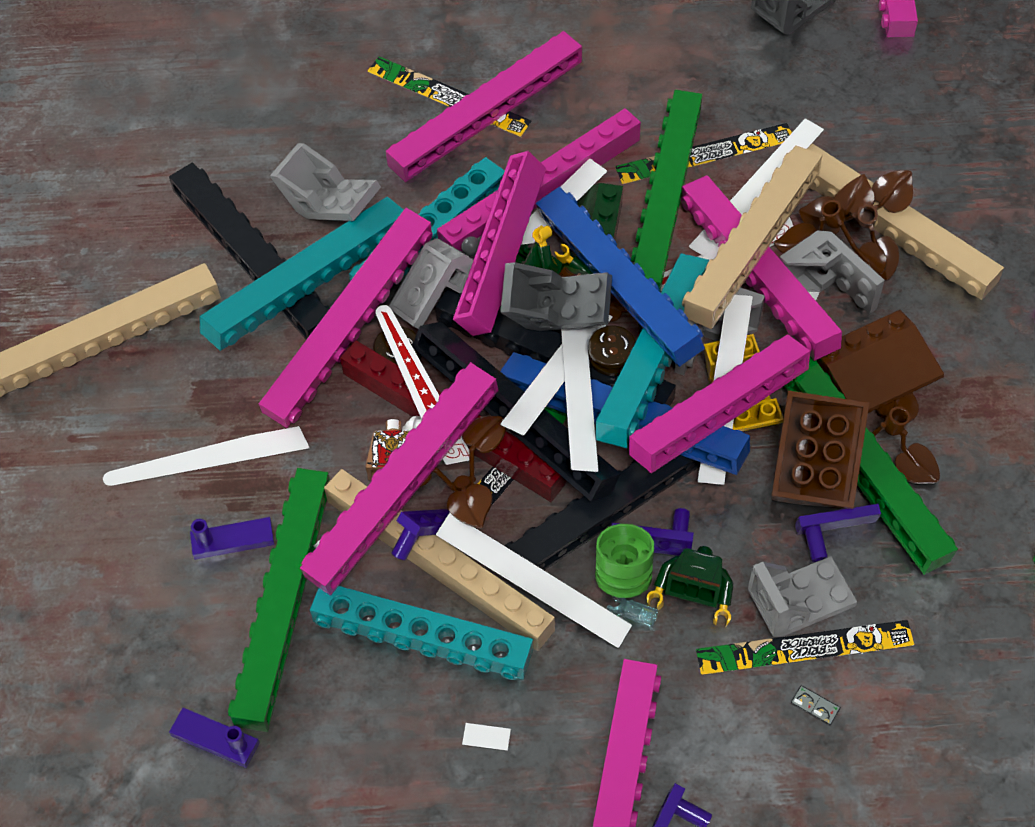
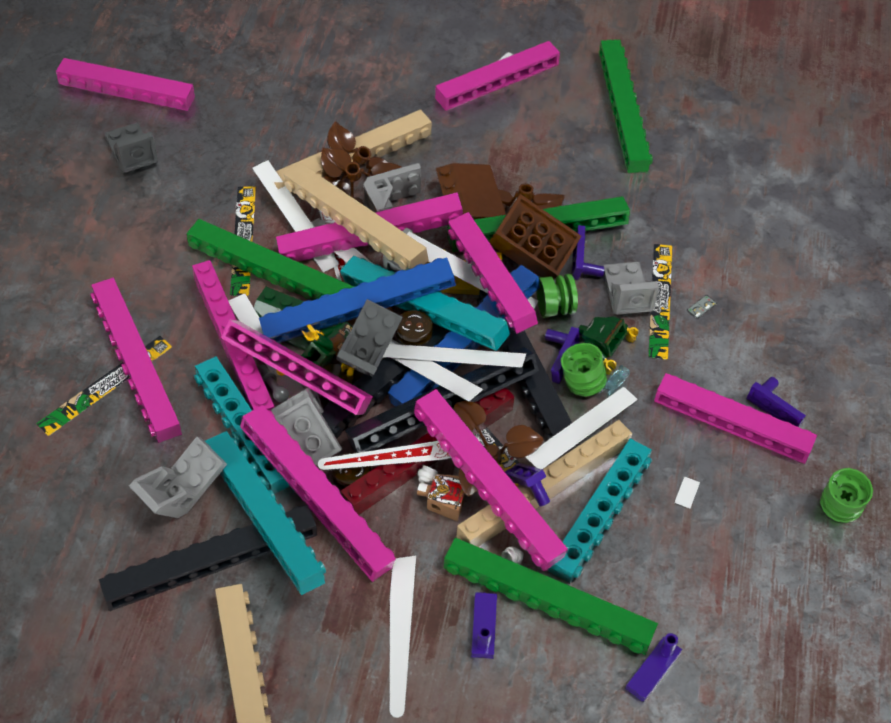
camera: 80 degrees left, 5 degrees down
(739, 502) = (557, 295): none -> bright green wheel

